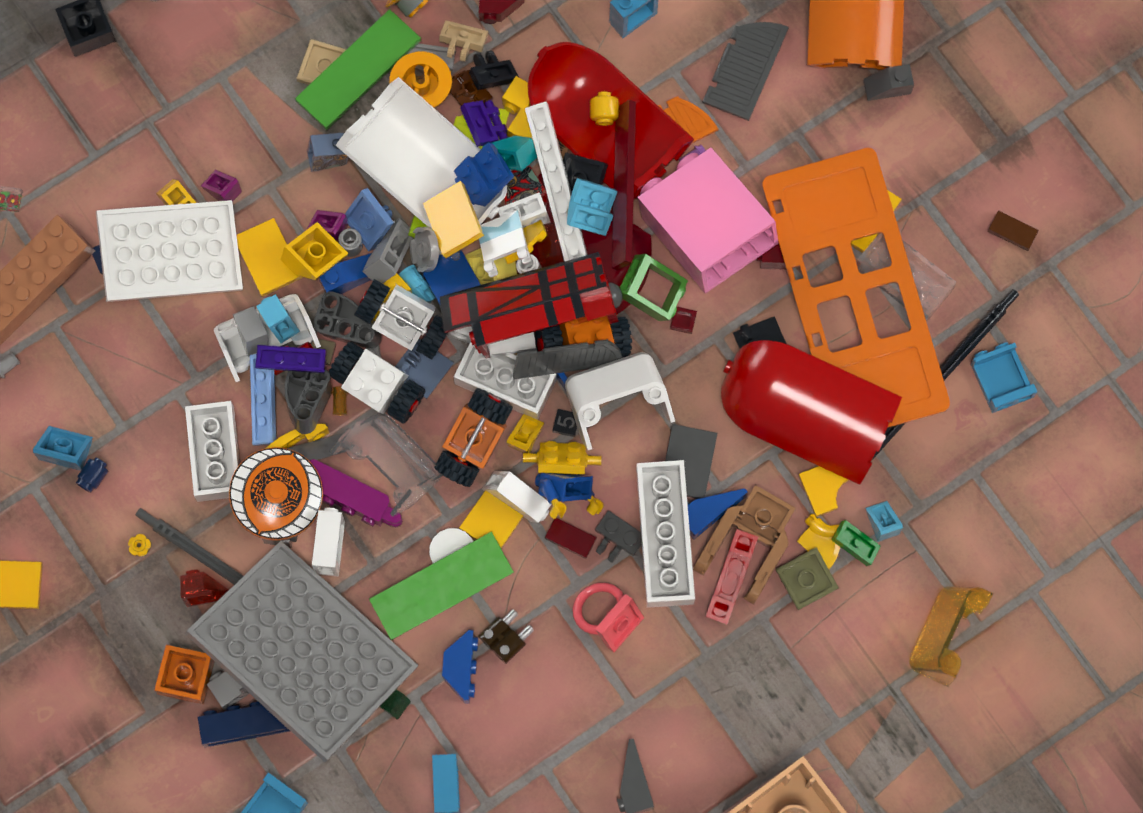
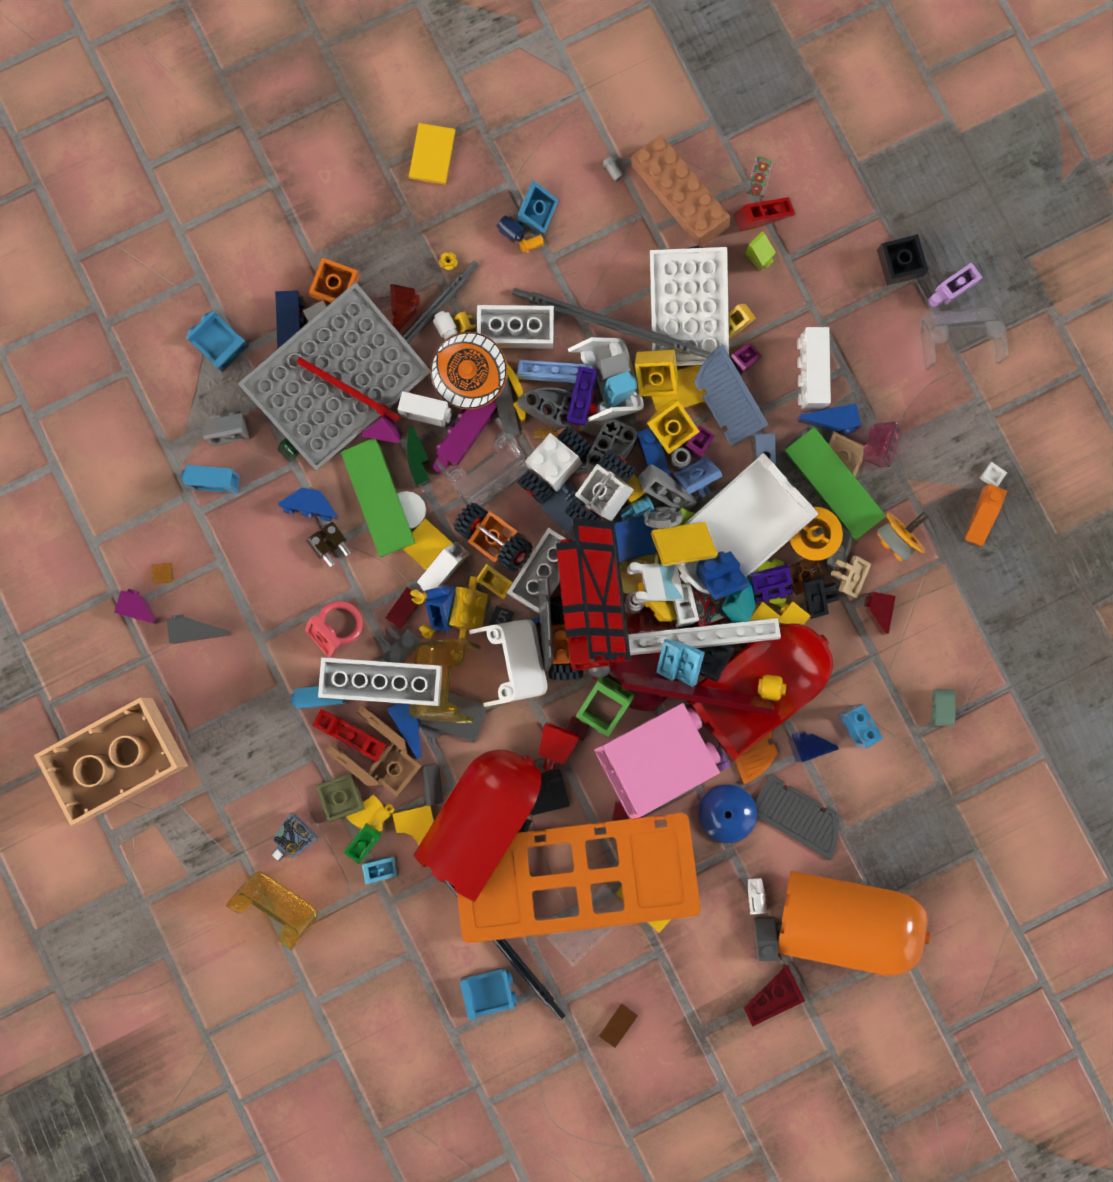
camera: 95 degrees right, 10 degrees up
(44, 186) = (763, 213): none -> red slope
(92, 183) = (760, 252): none -> lime slope
(107, 449) = (531, 243): none -> light orange pin
(197, 341) = (611, 323): none -> dark grey axle
(216, 516) = (463, 323): none -> yellow tile
(220, 535) = (445, 325): none -> white brick
(227, 105) = (815, 369): none -> white brick
(251, 279) = (656, 372): none -> yellow slope
(270, 197) = (729, 397): none -> sand blue piece
(282, 74) = (835, 419): none -> blue slope
(306, 23) = (882, 444): none -> clear pink slope
(333, 592) = (382, 409): none -> red bar
(359, 590) = (383, 429): none -> magenta slope
(380, 780) = (226, 429): none -> light grey slope
(387, 547) = (416, 459): none -> dark green slope
(622, 482) = (446, 654): none -> clear yellow windscreen
(666, 60) = (809, 746): none -> clear blue slope
(694, 622) = (309, 698): none -> dark azure window
(706, 337) = (556, 745): none -> red torso
(749, 155) = (724, 799): none -> blue dish
(775, 475) = (432, 784): none -> dark grey slope
(842, 98) = (756, 896): none -> white hinge
(863, 626) = (293, 838): none -> torso
(951, 66) = (774, 998): none -> dark red wing

